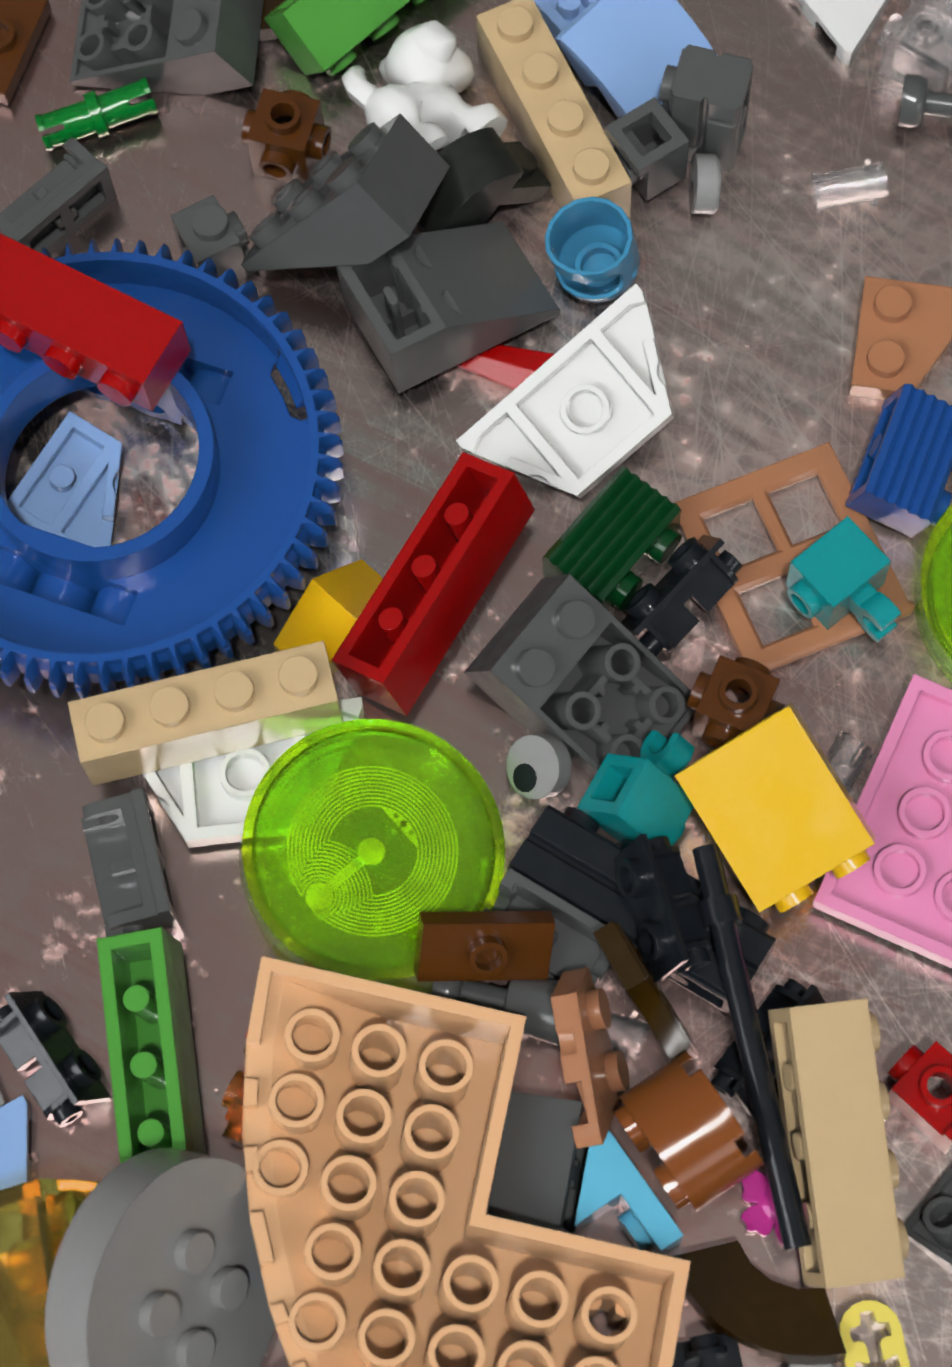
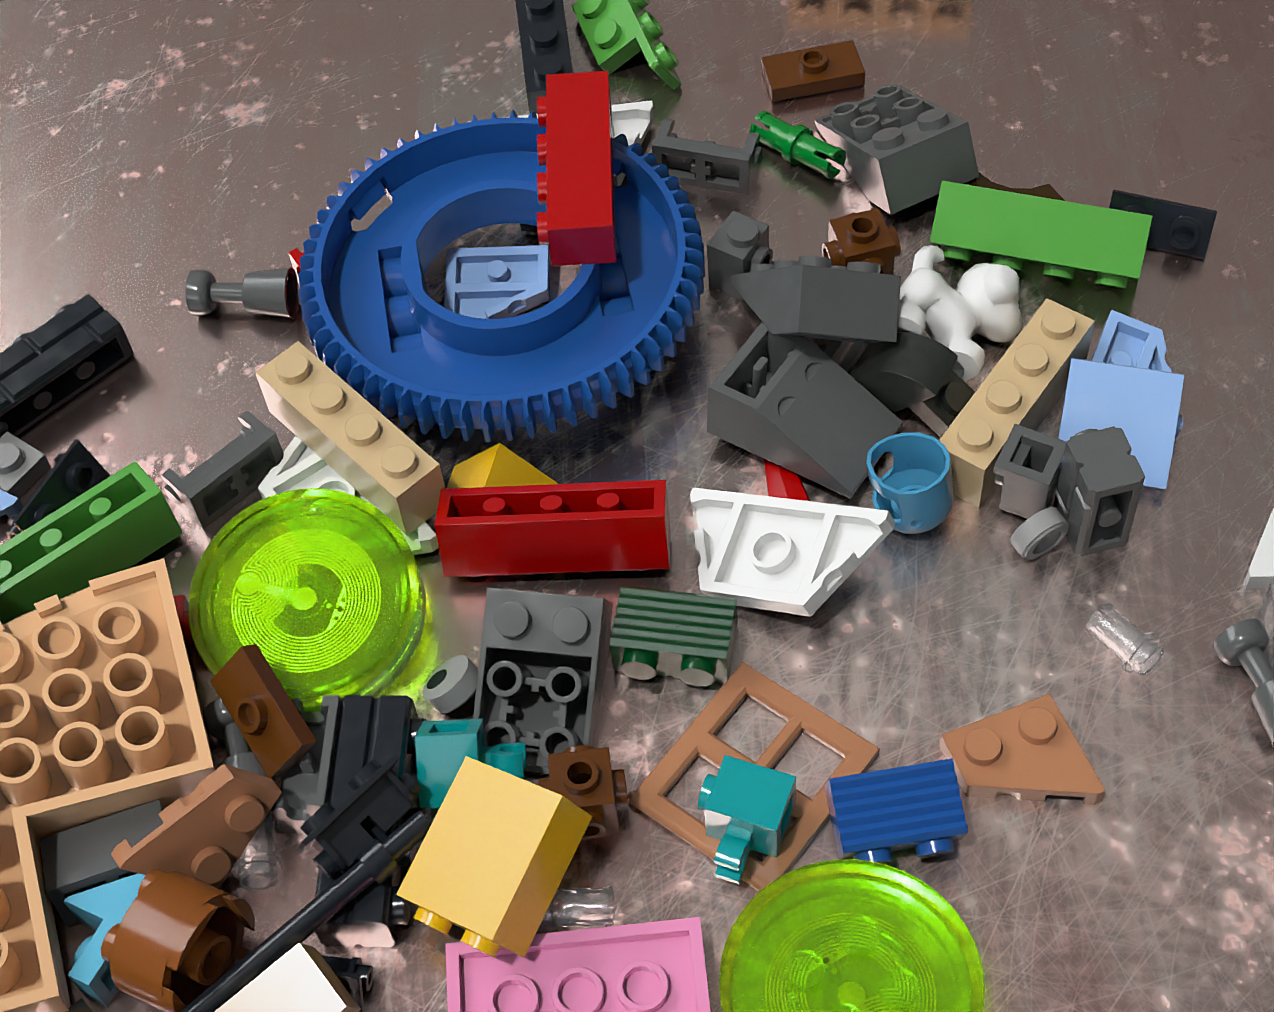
camera: 60 degrees right, 15 degrees down
(644, 991) = (279, 868): dark brown tile -> none
(694, 574) = (685, 706): black hinge -> none

